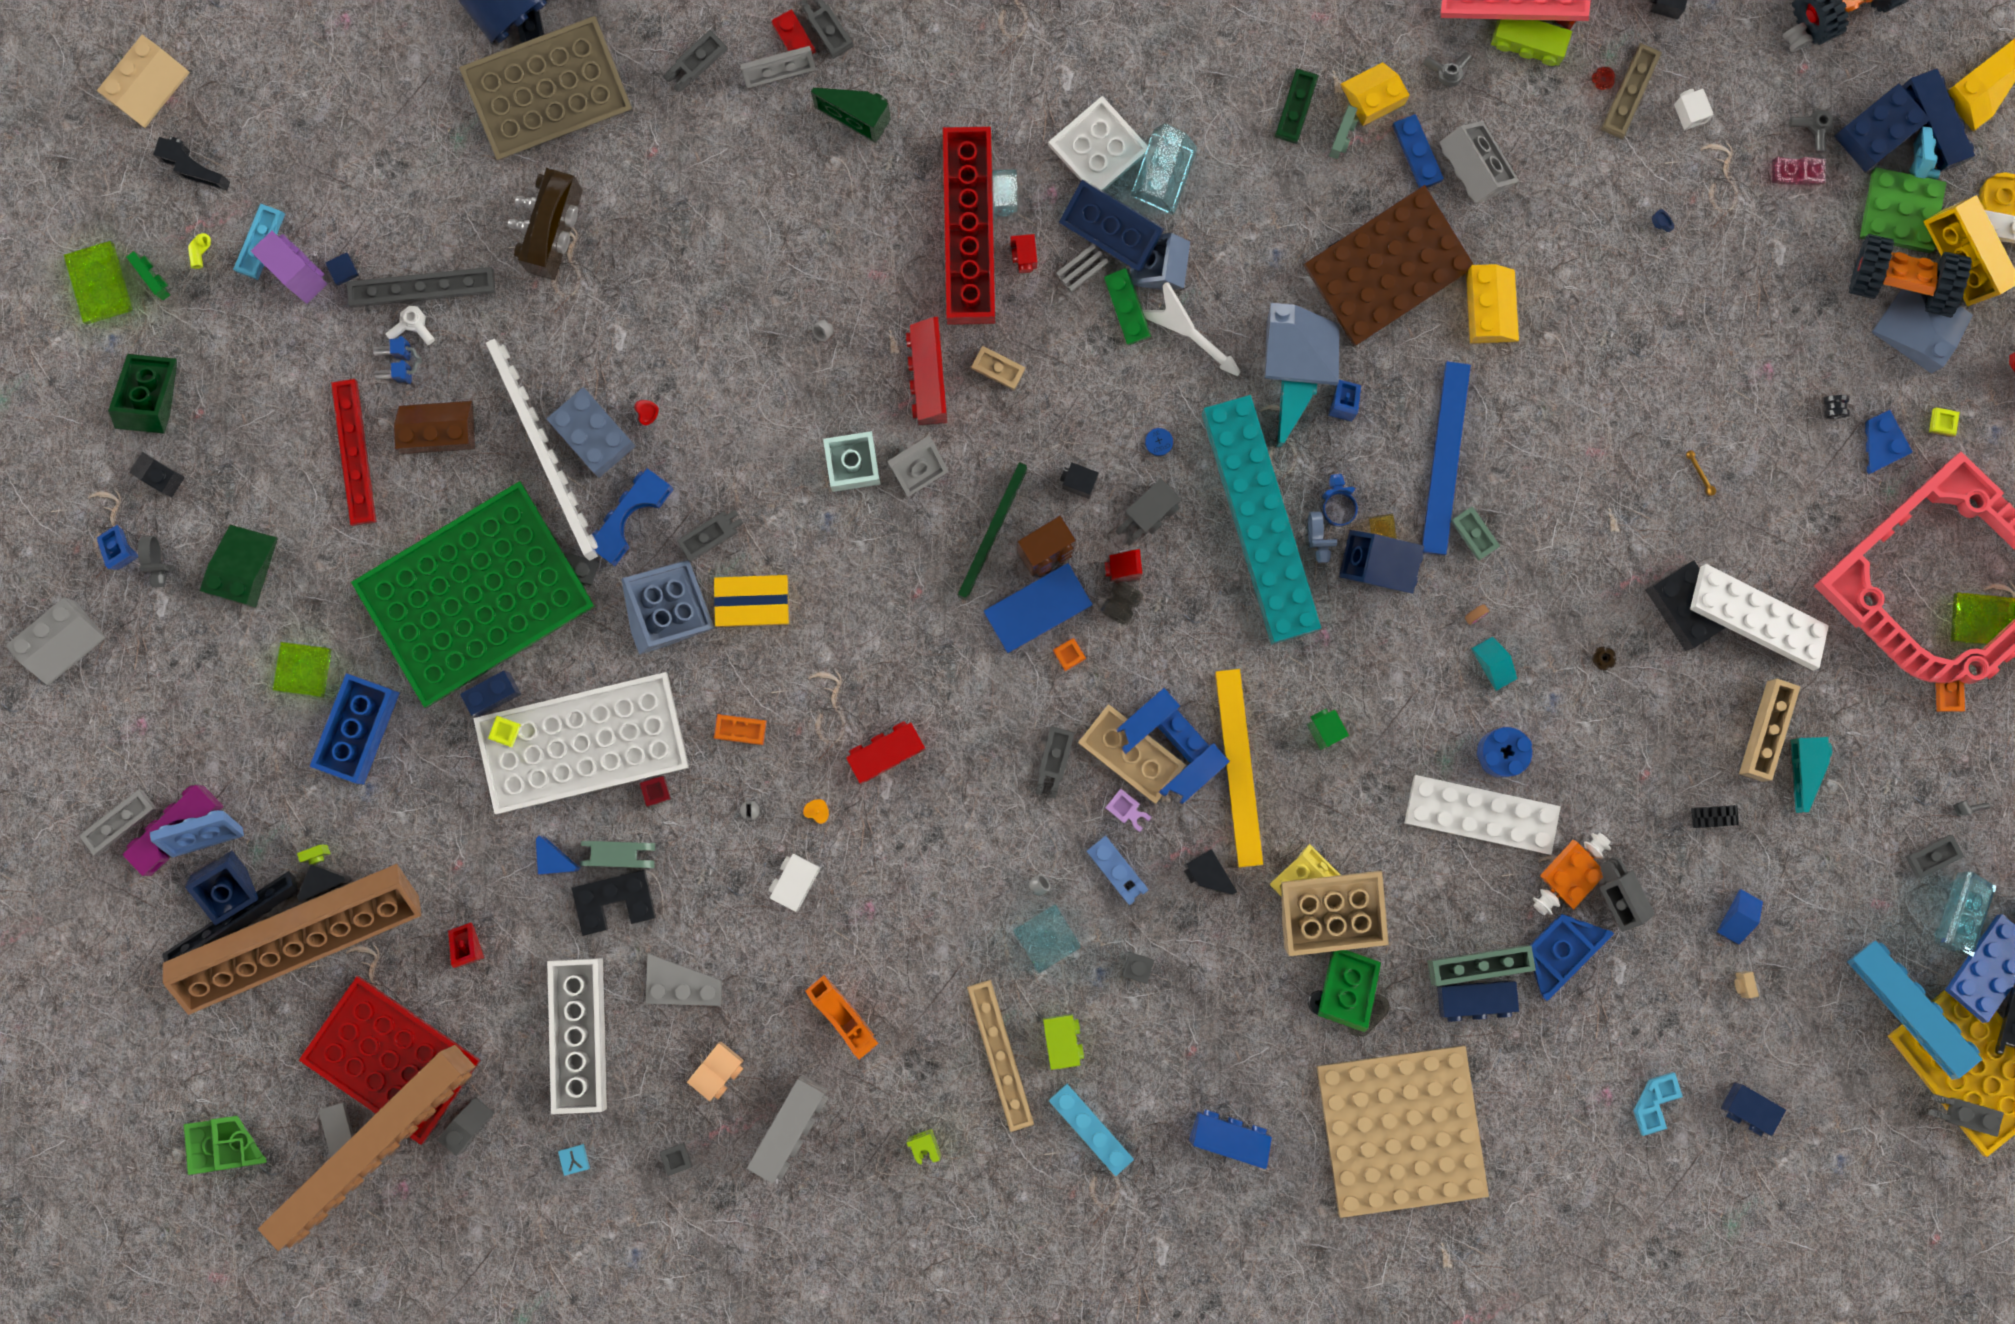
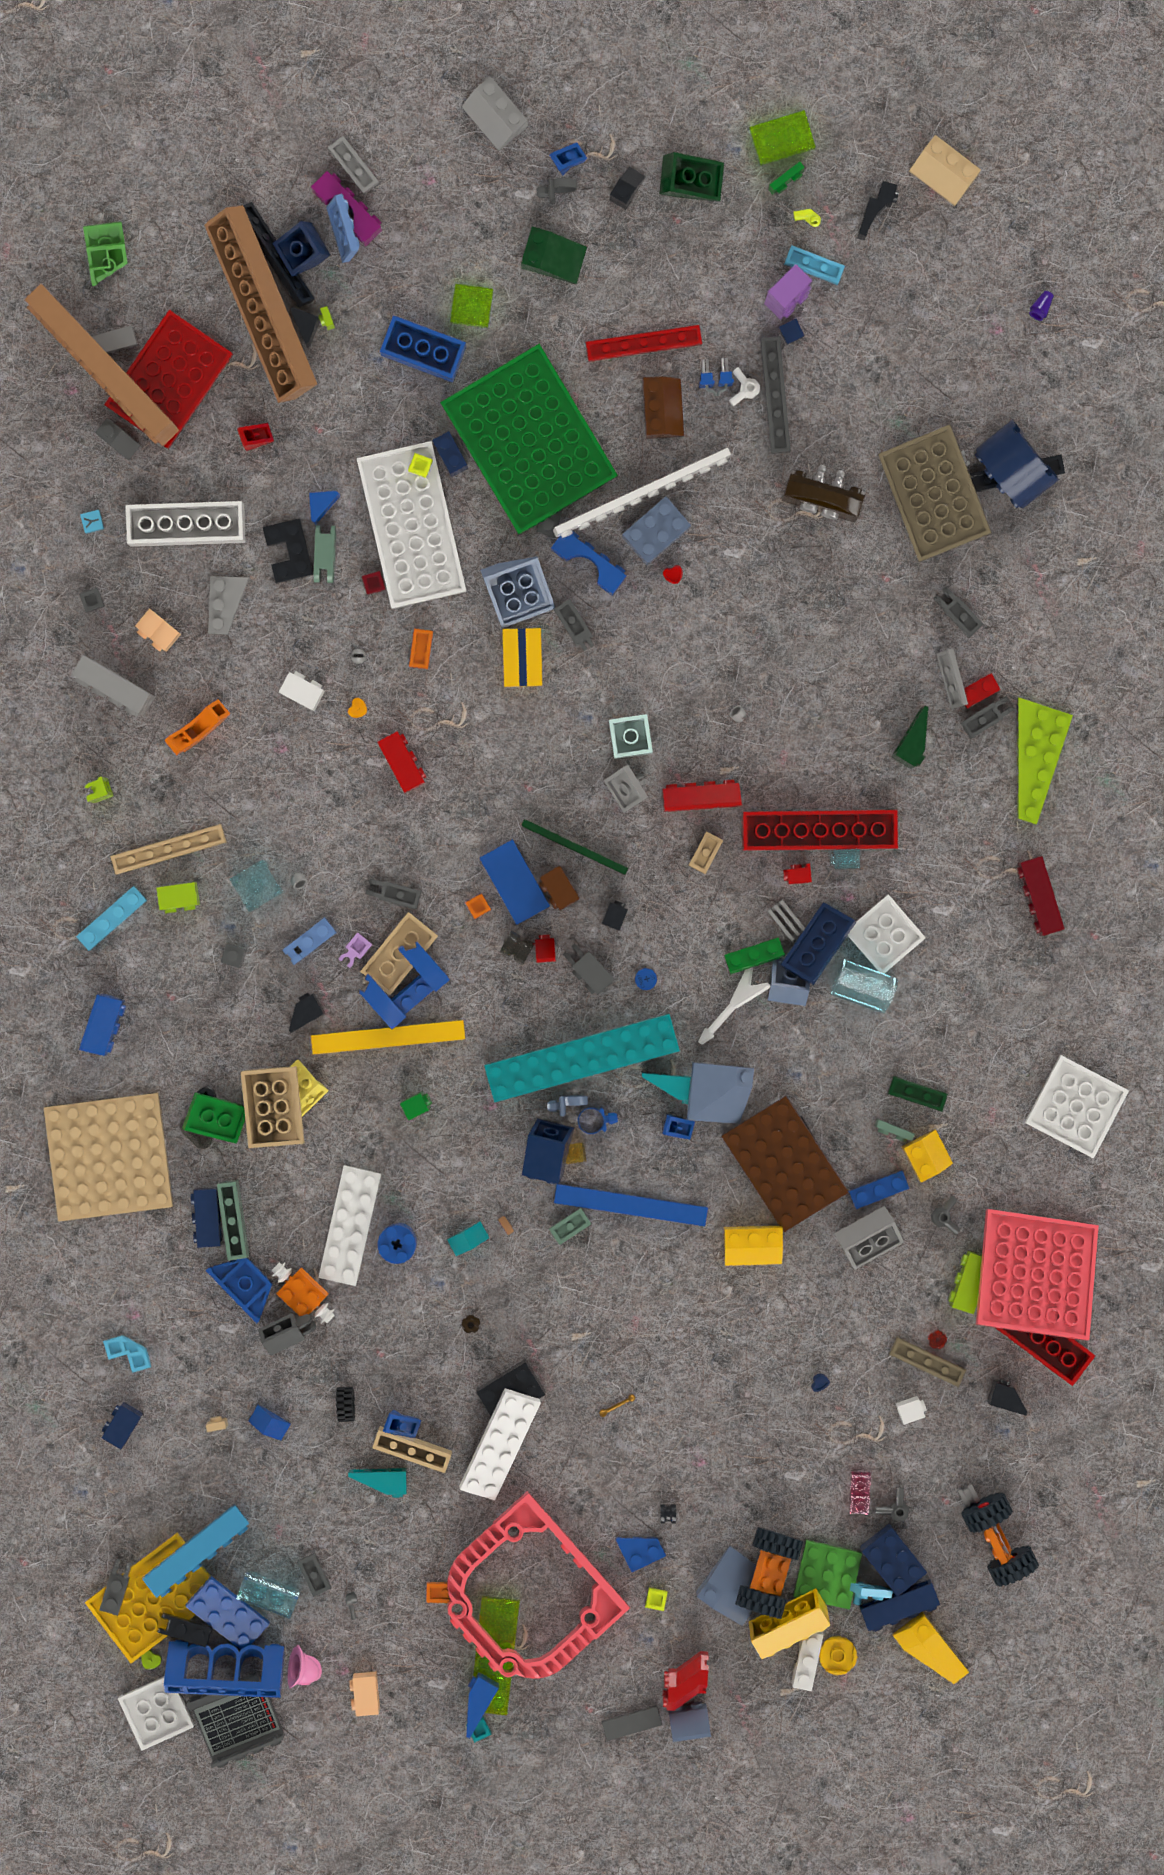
camera: 90 degrees right, 5 degrees up
(1738, 744) = (401, 1424): none -> blue slope

